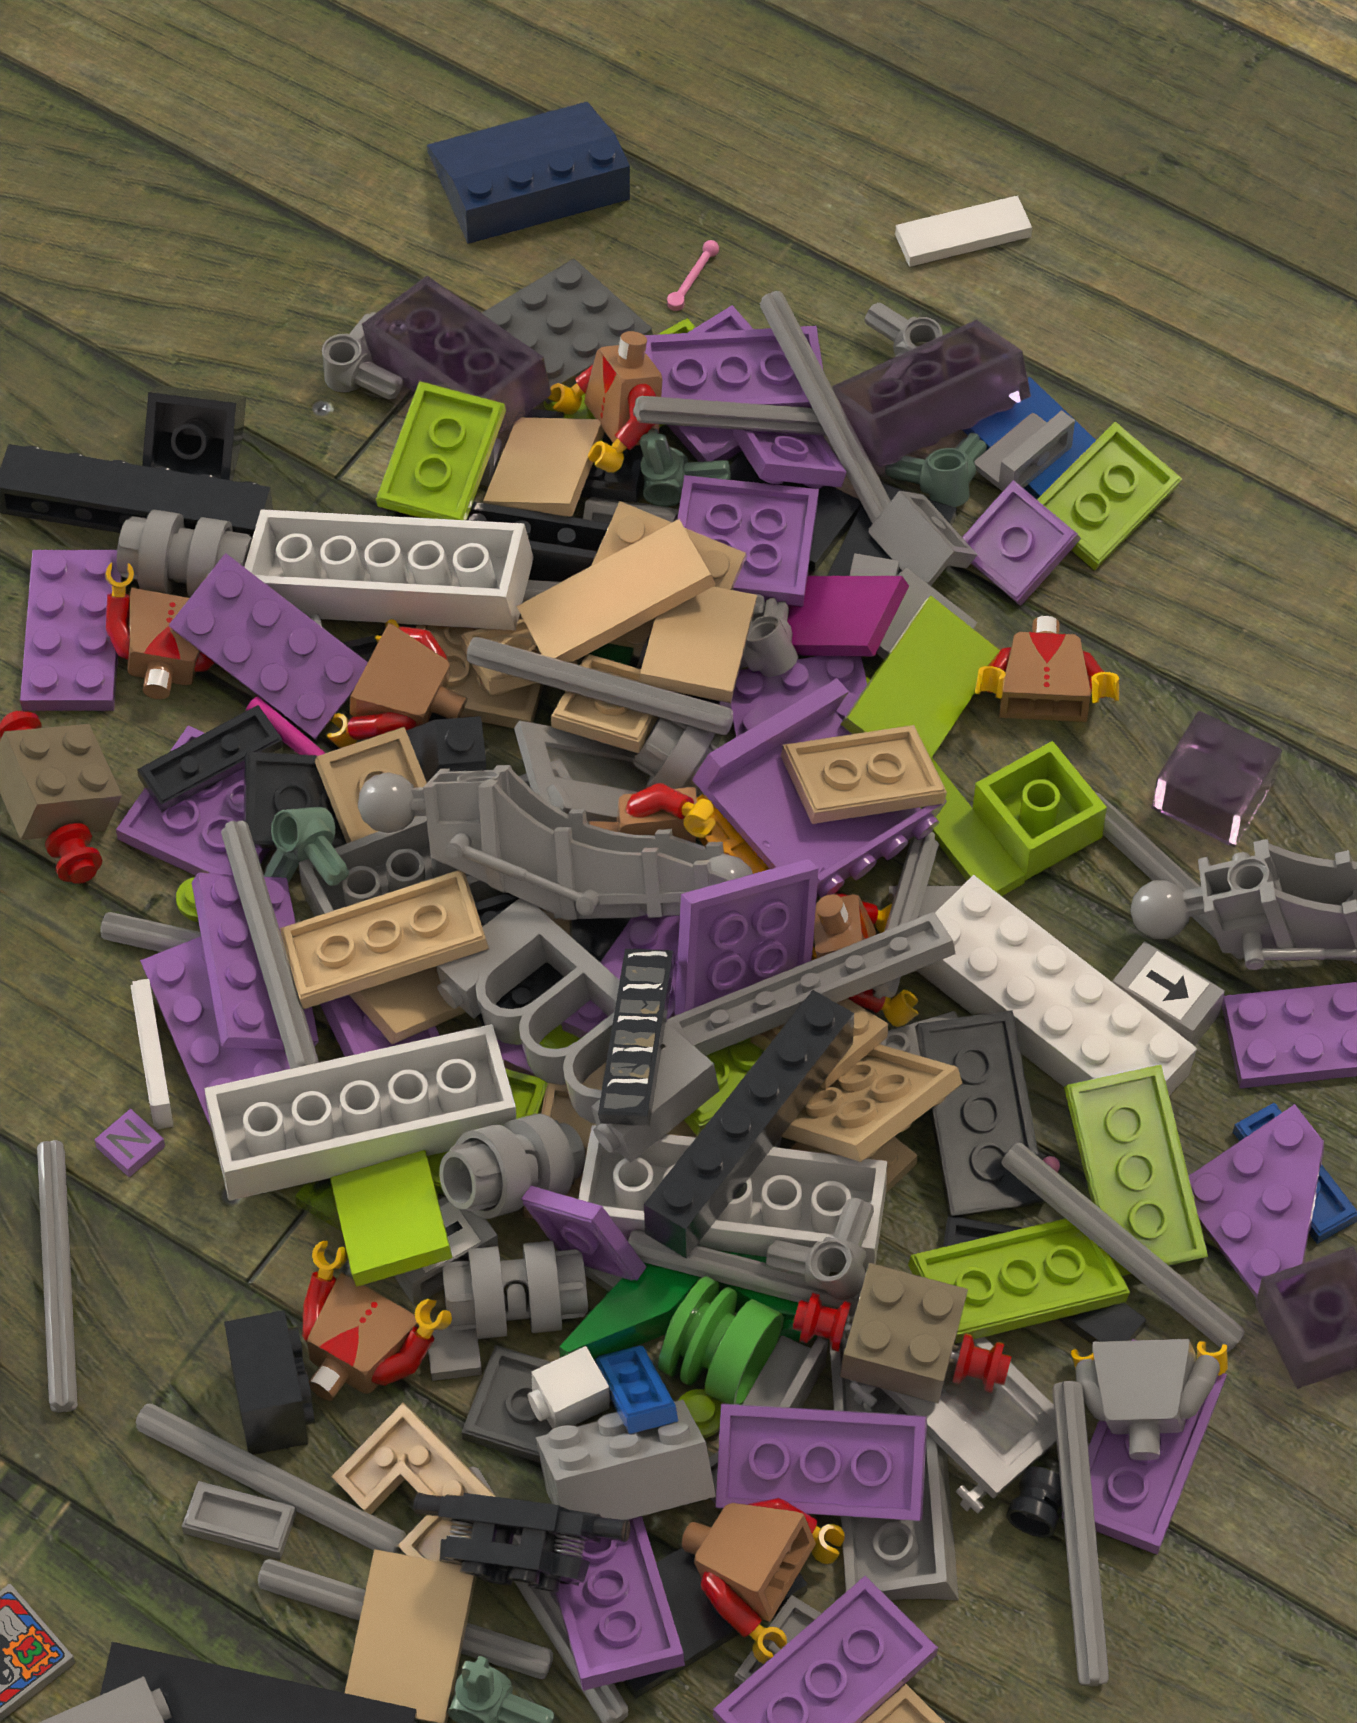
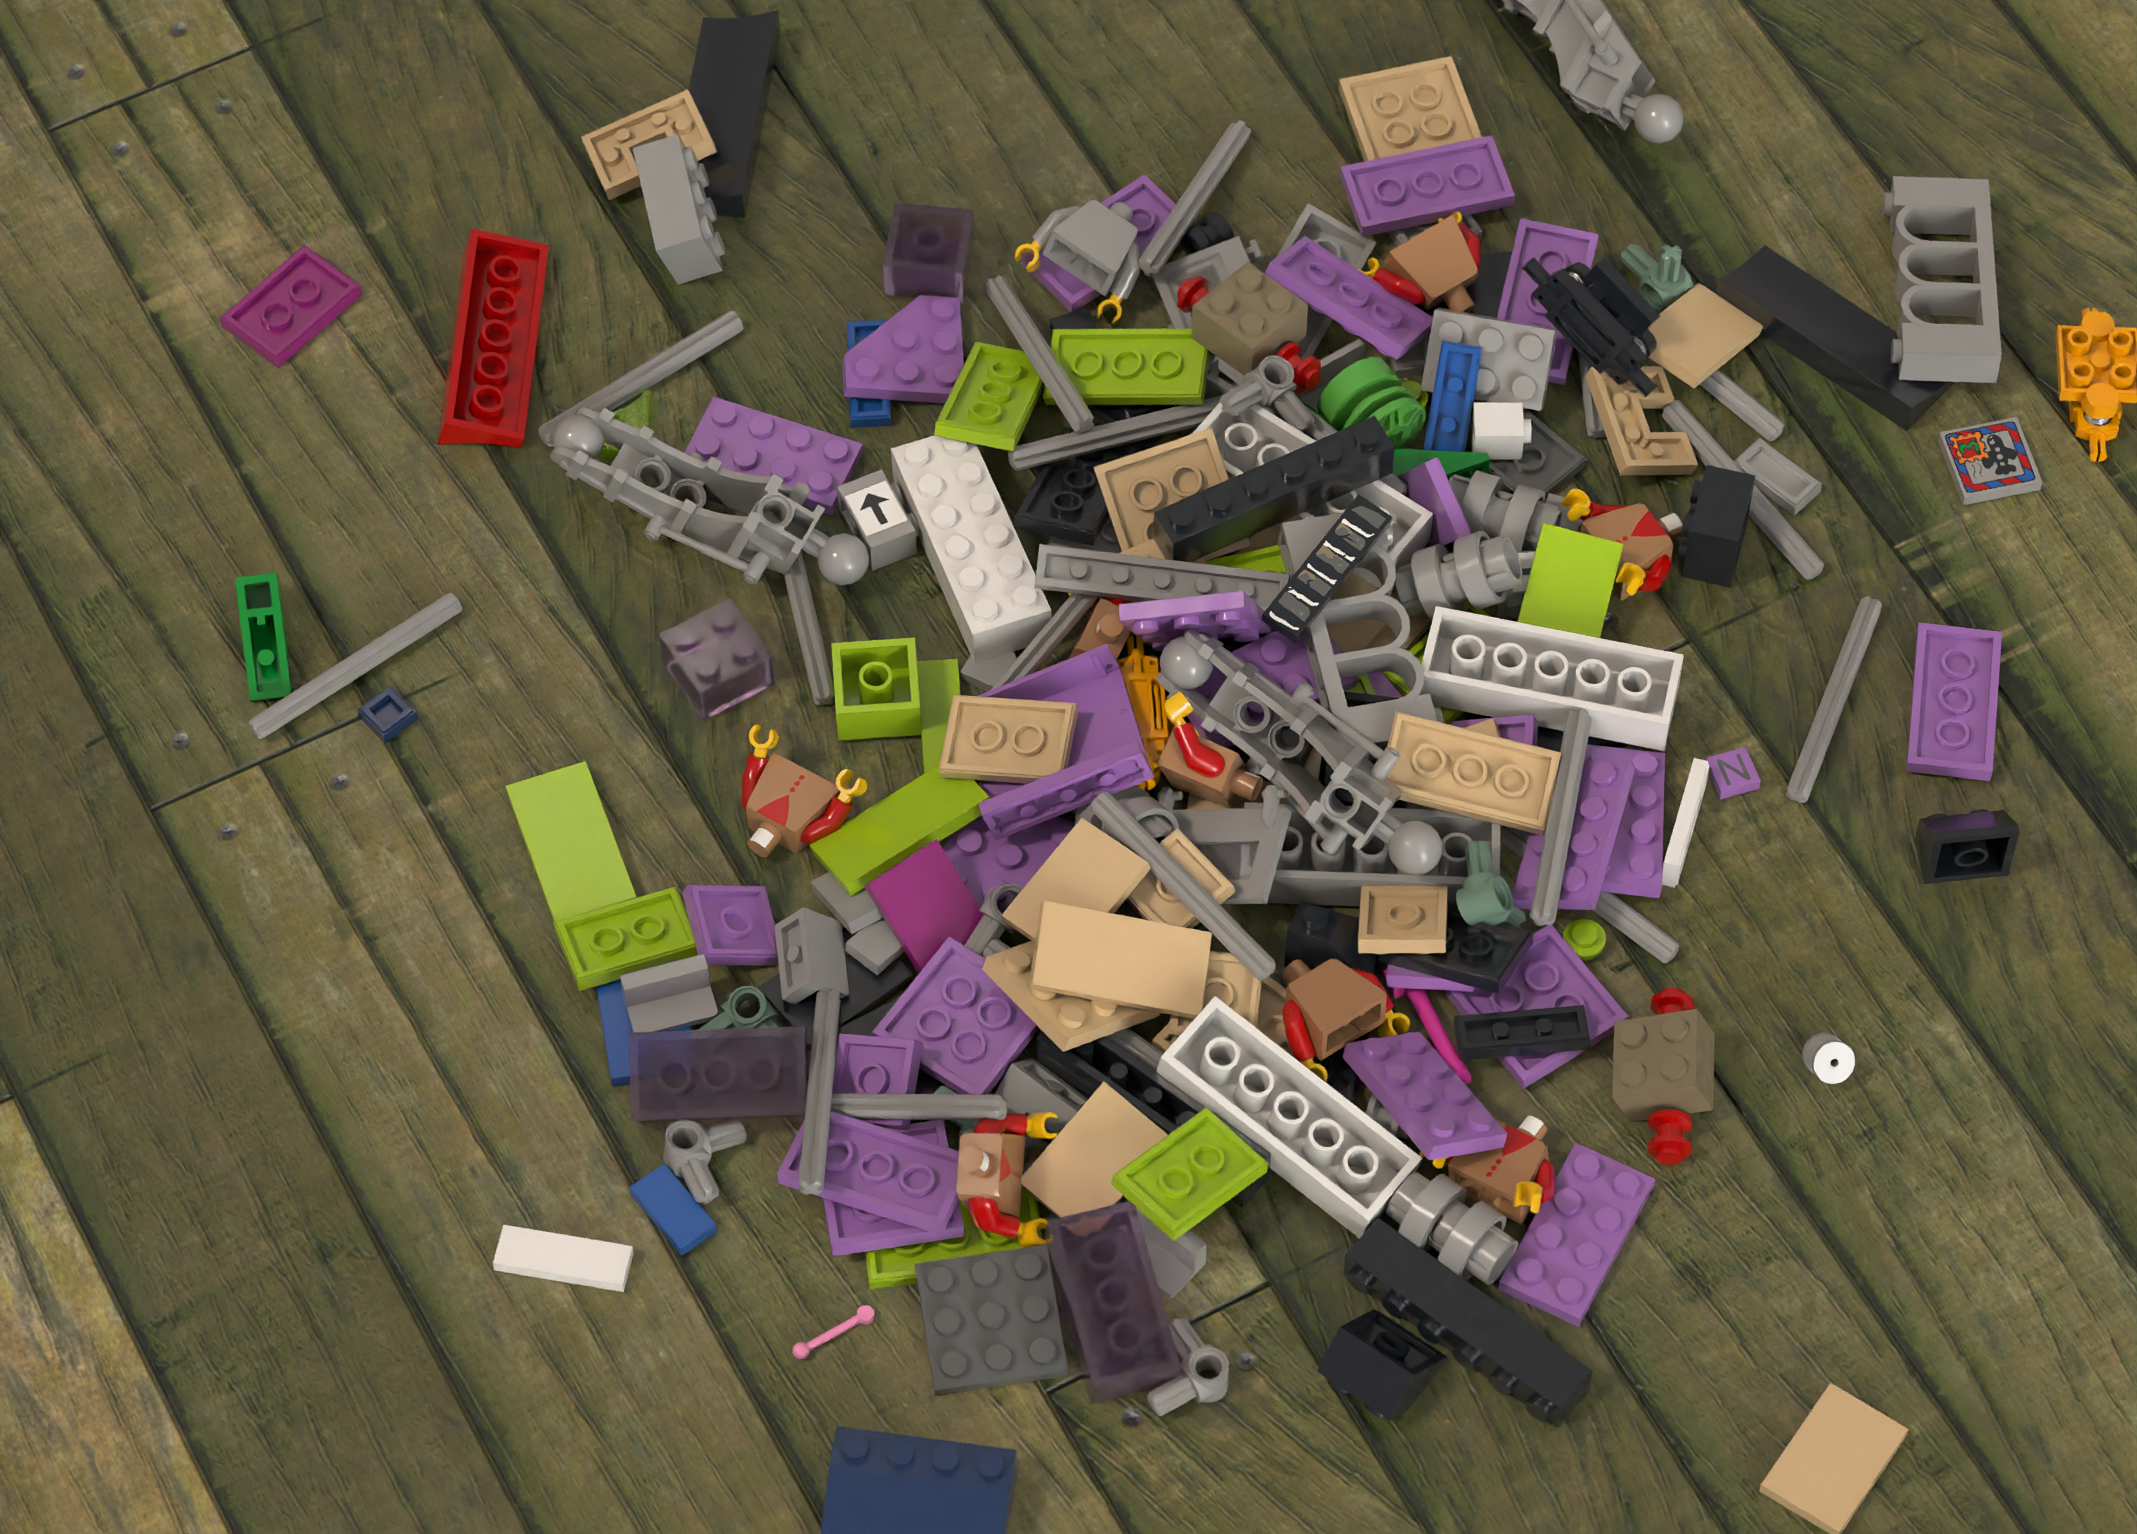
camera: 150 degrees left, 0 degrees up
(898, 297) = (673, 1209): none -> blue tile
(992, 1173) = (1110, 435): none -> light grey axle
(1223, 563) = (570, 841): none -> lime tile

